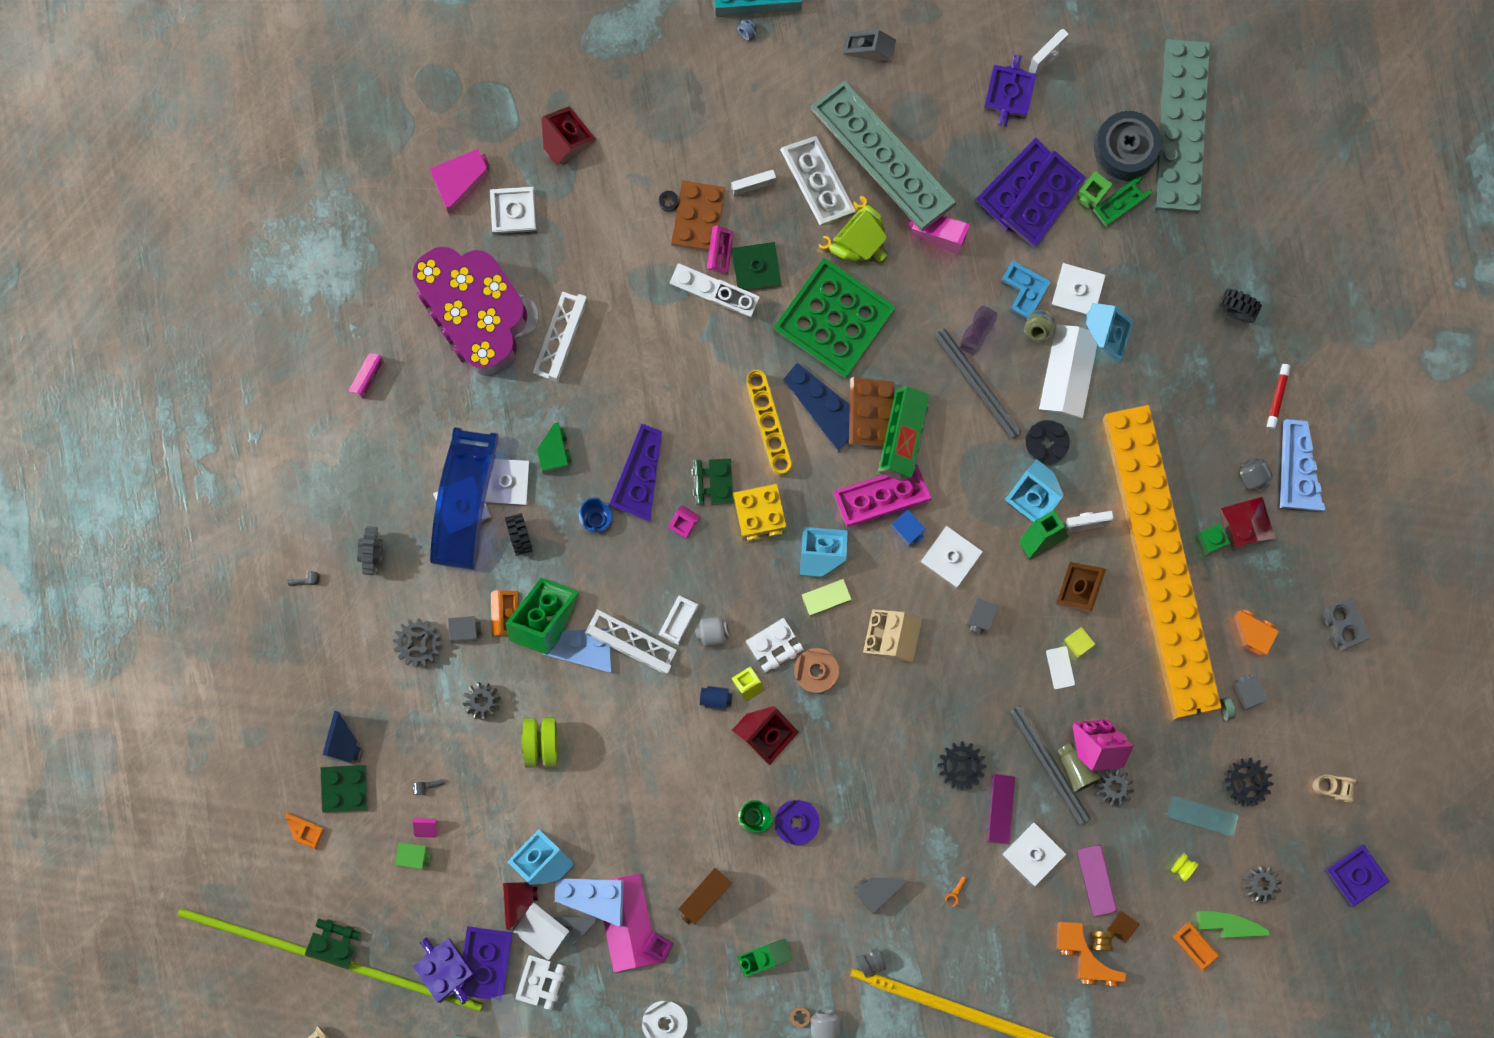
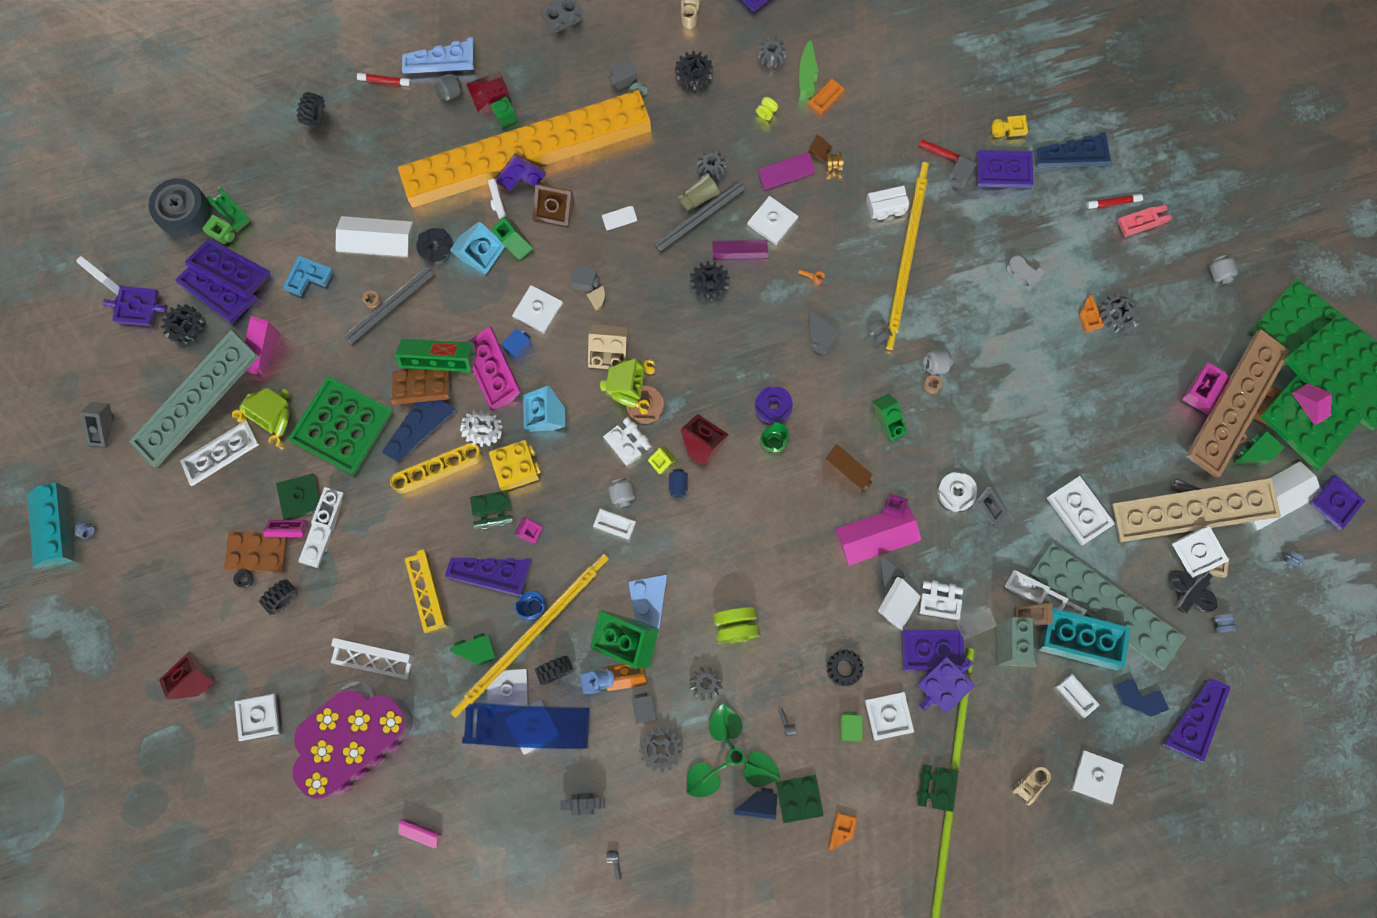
camera: 90 degrees left, 5 degrees down
(381, 749) = (760, 767): none -> green plant
(418, 901) = (889, 716): none -> white plate
(425, 827) = (823, 719): dark pink slope -> none
(459, 177) = (228, 771): dark pink slope -> none
(485, 872) = (849, 656): none -> black tyre
(501, 579) = (596, 681): none -> medium blue piece
(517, 900) = (877, 627): dark red slope -> none
(540, 860) = (838, 614): medium azure slope -> none
(562, 513) = (479, 687): none -> yellow axle
(594, 897) = (862, 564): light blue wing -> none
(627, 408) = (431, 589): none -> yellow fence
(627, 649) = (645, 560): white fence -> none
(640, 239) = (278, 596): none -> black tyre
(753, 182) = (223, 507): white tile -> none
(807, 478) = (481, 428): none -> white gear
(826, 597) = (582, 404): yellowish green tile -> none
(845, 651) = (626, 382): none -> lime torso
(957, 629) = (597, 298): none -> tan tile
(971, 144) = (184, 325): none -> black gear
(978, 330) = (343, 306): clear purple brick -> none
(989, 356) = (377, 301): none -> medium nougat bush
(1039, 999) = (887, 202): none -> white brick
(1040, 325) = (336, 259): olive head -> none
(1071, 939) = (838, 183): orange arch -> none
(1077, 289) = (305, 236): white plate -> none
(1079, 642) = (598, 205): neon yellow slope -> none
(1101, 745) = (679, 174): dark pink slope -> none
(1110, 329) = (334, 206): medium azure slope -> none
(1130, 551) = (518, 169): none -> dark purple plate
(1182, 125) = (150, 170): sand green plate -> none
(1202, 816) = (724, 102): clear light blue tile -> none
(1254, 634) = (576, 76): orange slope -> none

